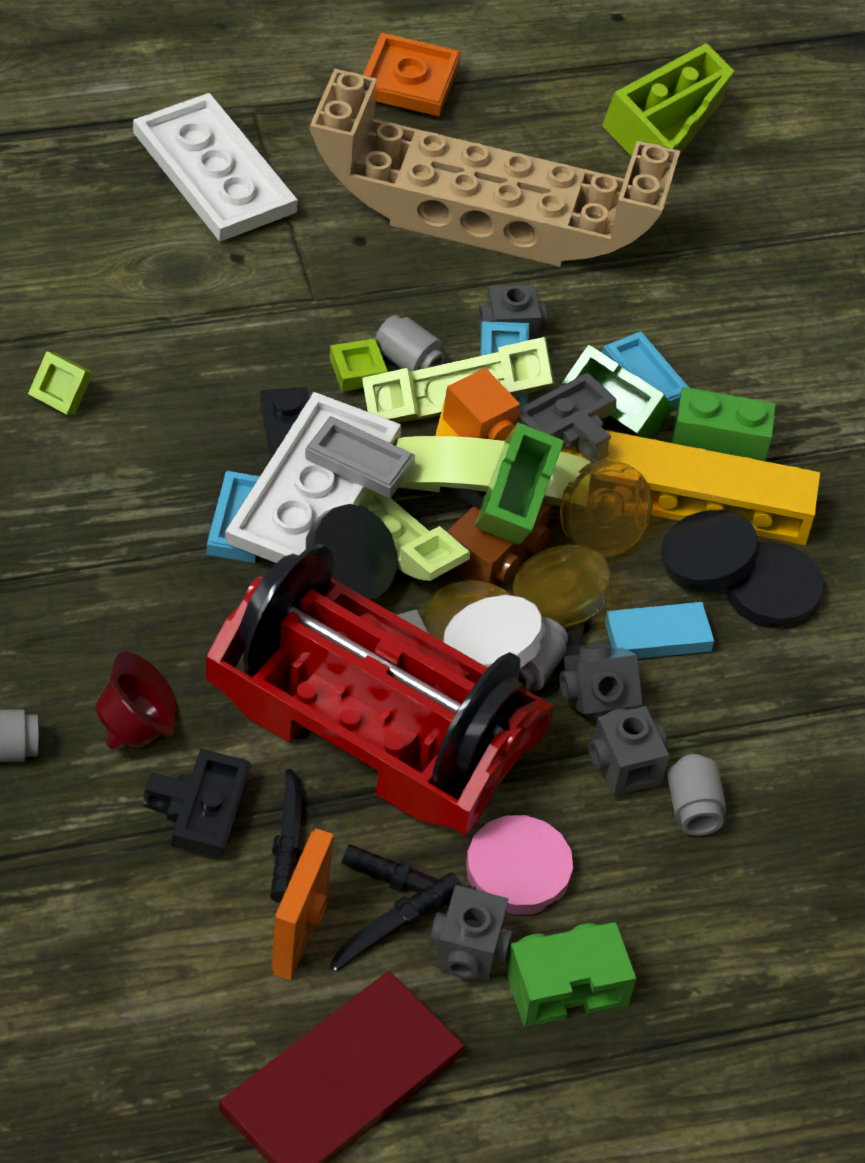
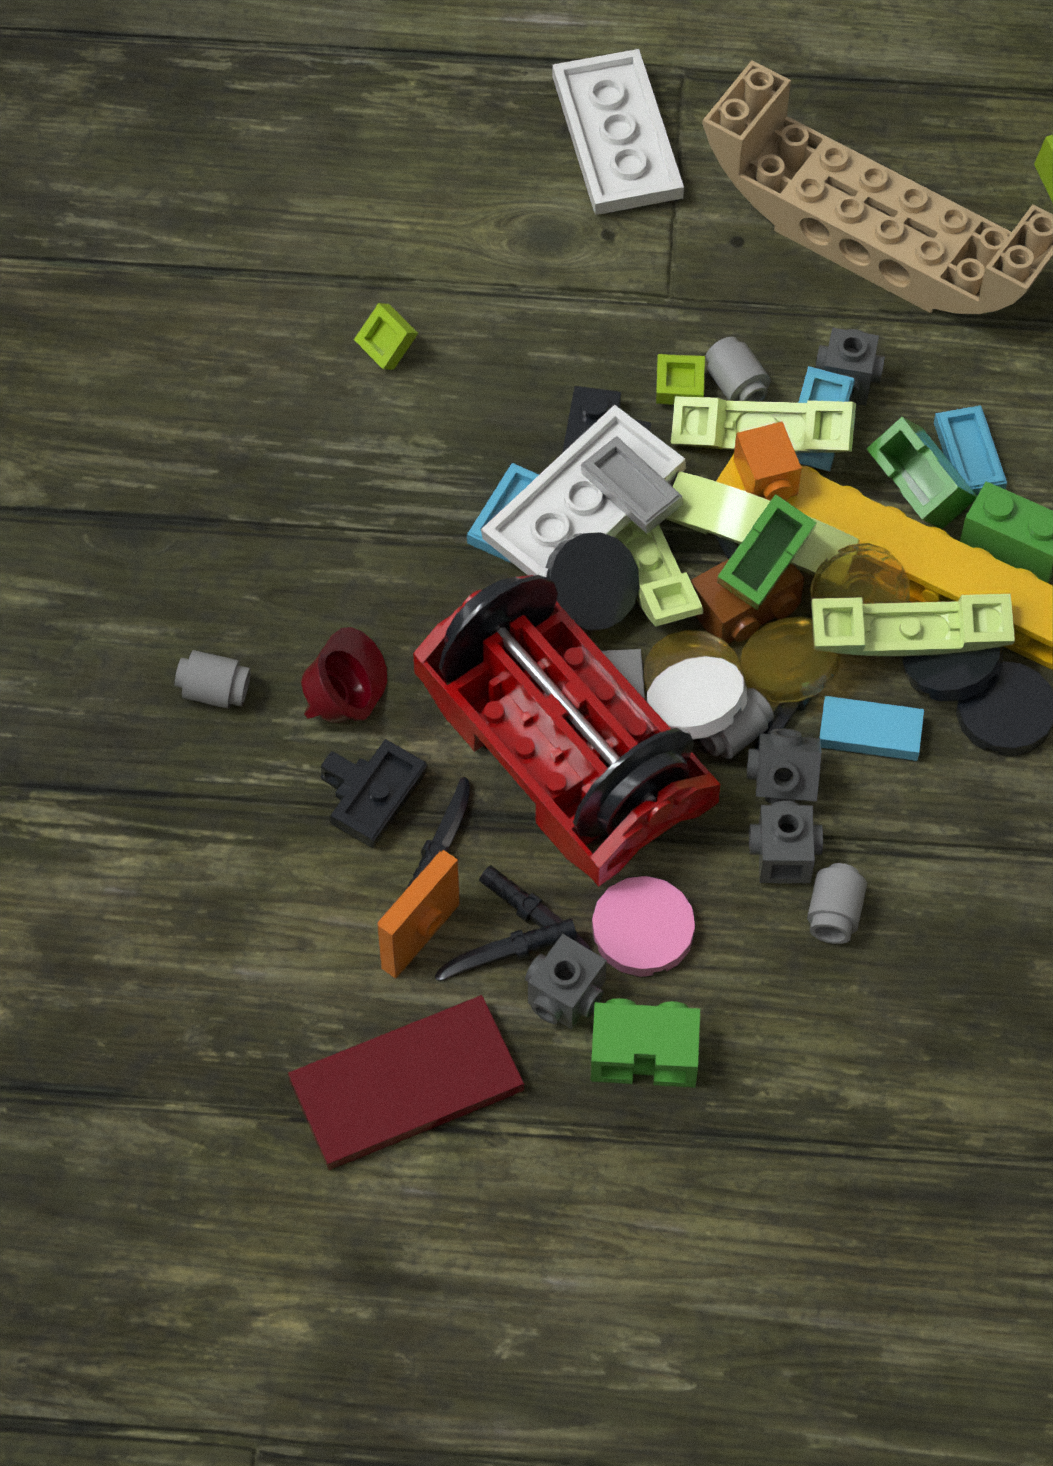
camera: 25 degrees right, 10 degrees up
(412, 73) = (854, 65): orange plate -> none
(574, 415) = (854, 489): dark grey hinge -> none
(671, 528) = (912, 628): none -> yellowish green slope

